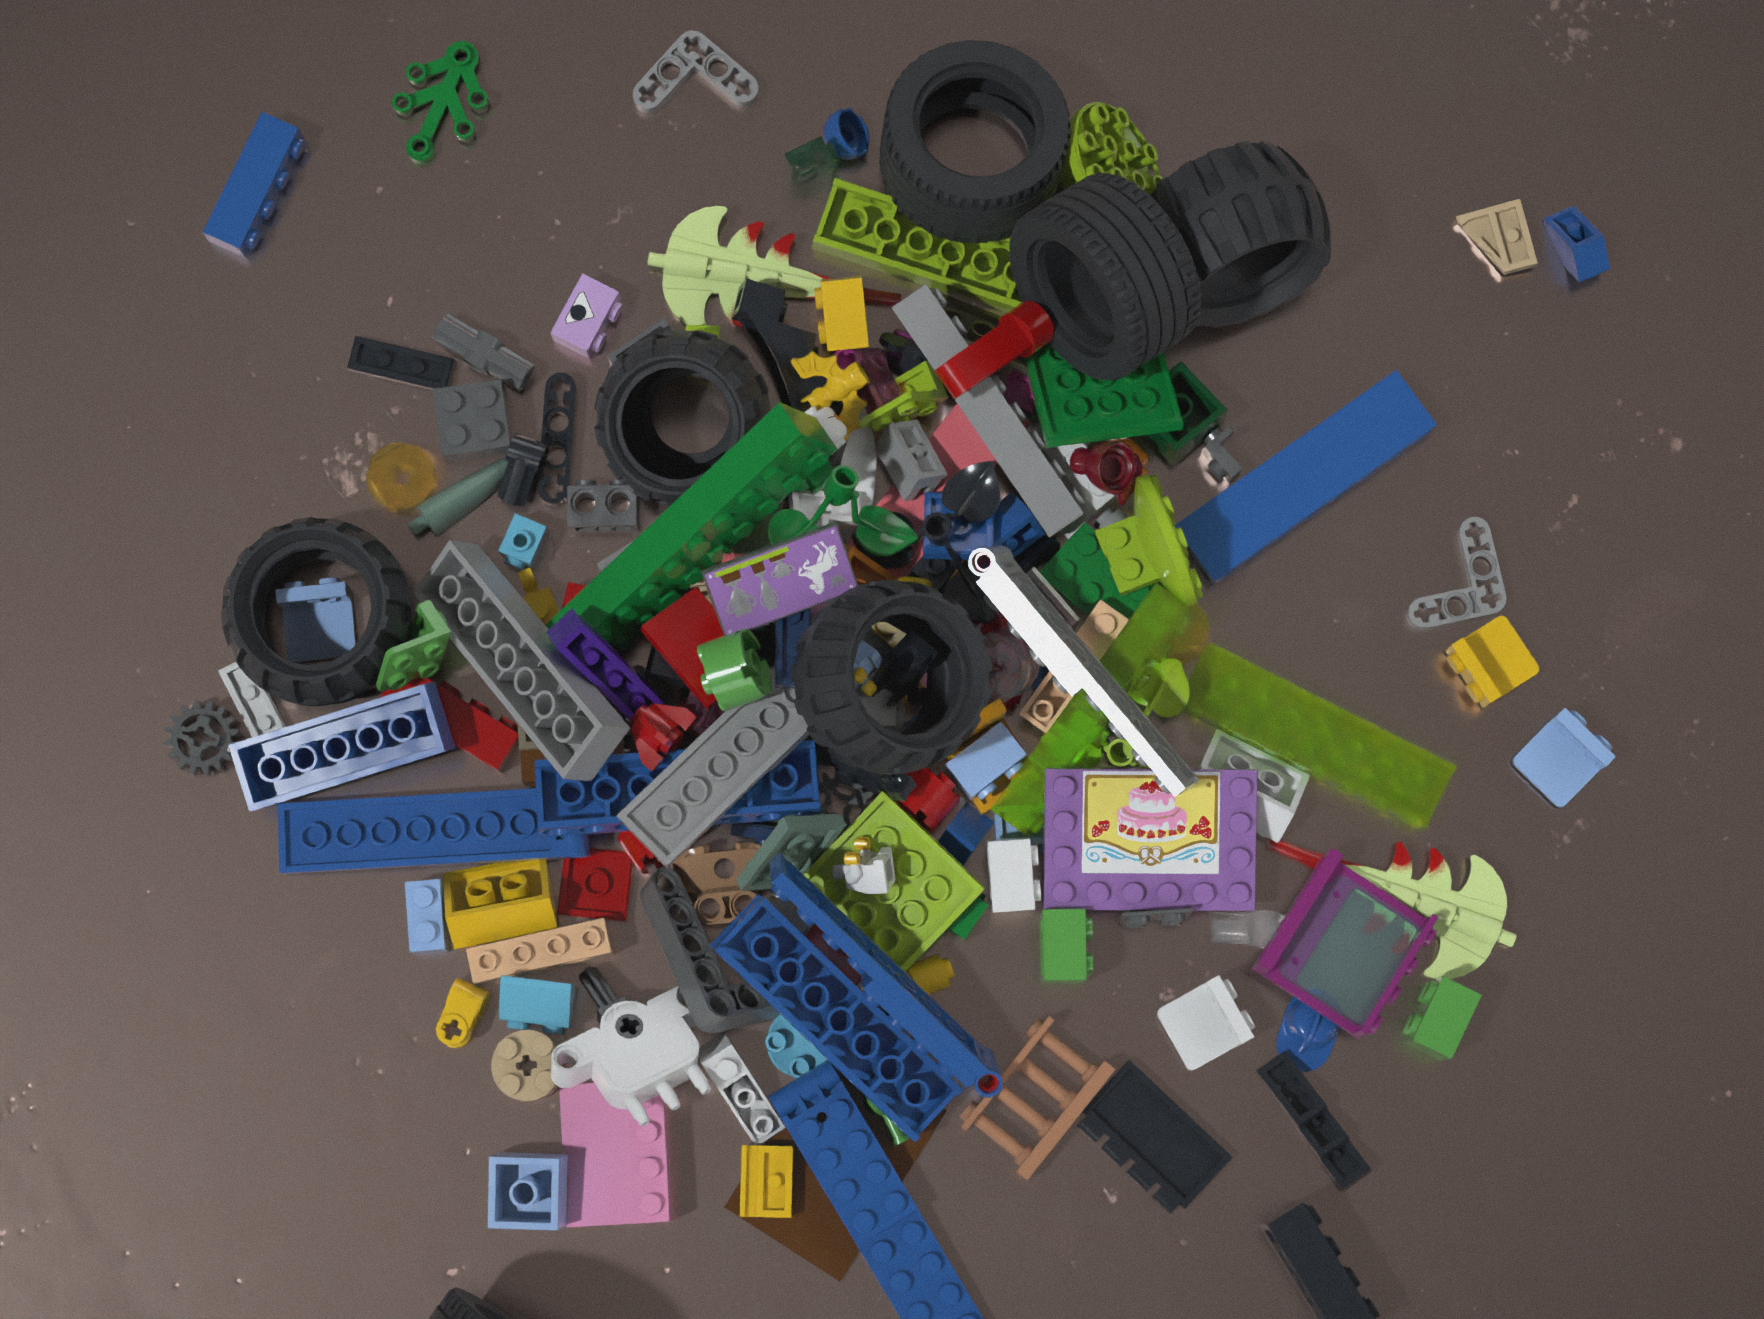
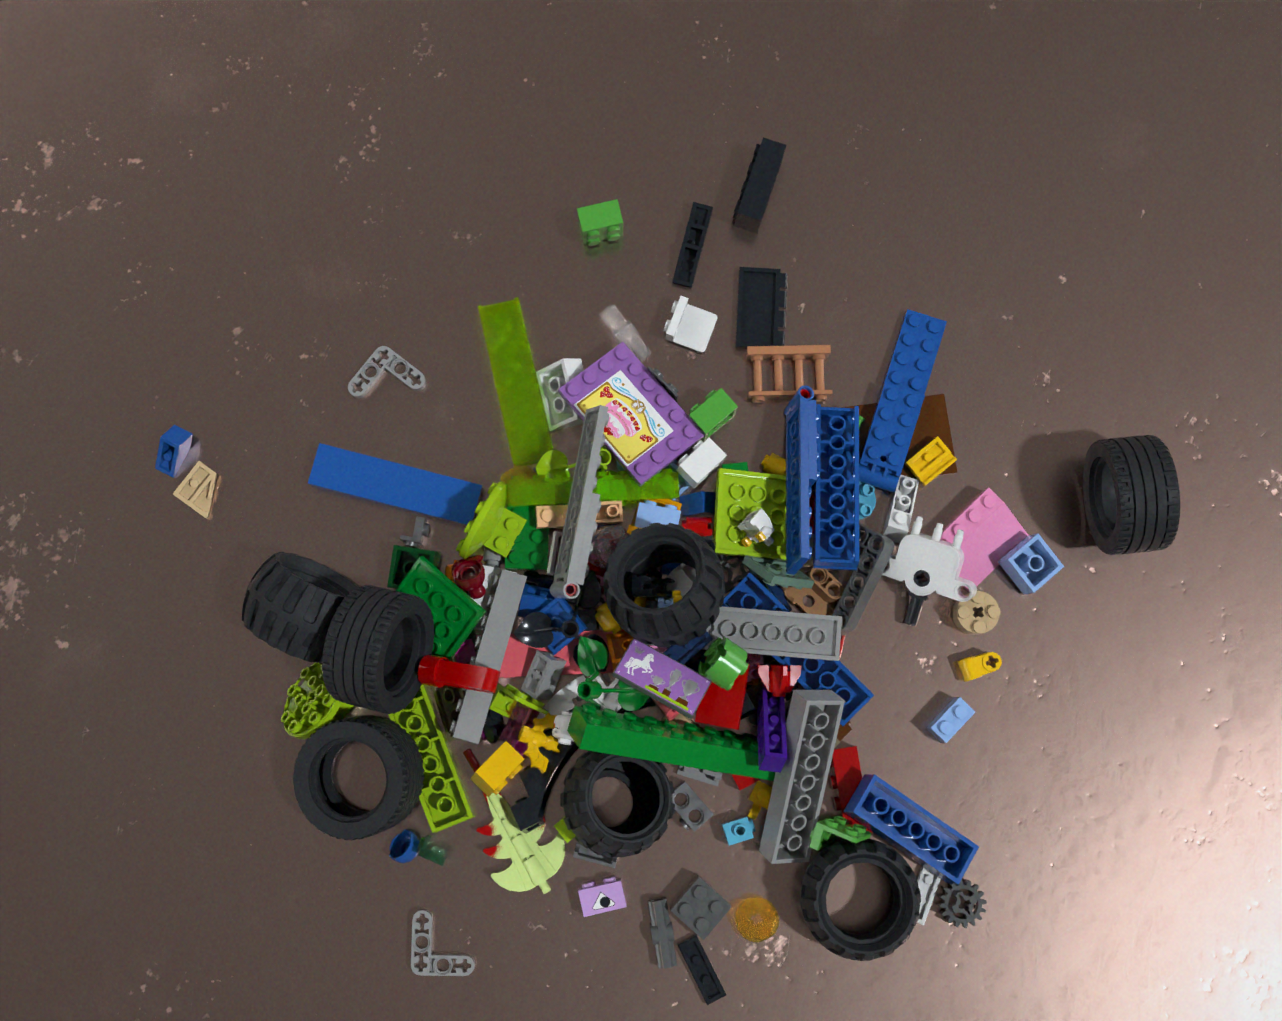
camera: 135 degrees left, 0 degrees up
(317, 619) = (859, 896): light blue bracket -> none
(417, 832) = (918, 760): blue hinge -> none
(458, 499) = (736, 879): sand green piece -> none
(498, 902) = (913, 693): yellow slope -> none
(525, 461) = (701, 862): black piece -> none
(537, 1003) = (944, 633): medium azure slope -> none
(540, 951) = (920, 653): light nougat brick -> none
(562, 439) = (676, 862): black beam -> none
(596, 885) = (866, 655): red tile -> none
(1306, 1036) = (652, 280): blue piece -> none
(1345, 947) = (604, 289): clear light blue panel -> none
(1467, 918) = (546, 250): yellowish green animal -> none
(1492, 661) = (413, 331): yellow bracket -> none
(1563, 757) = (432, 264): light blue bracket -> none

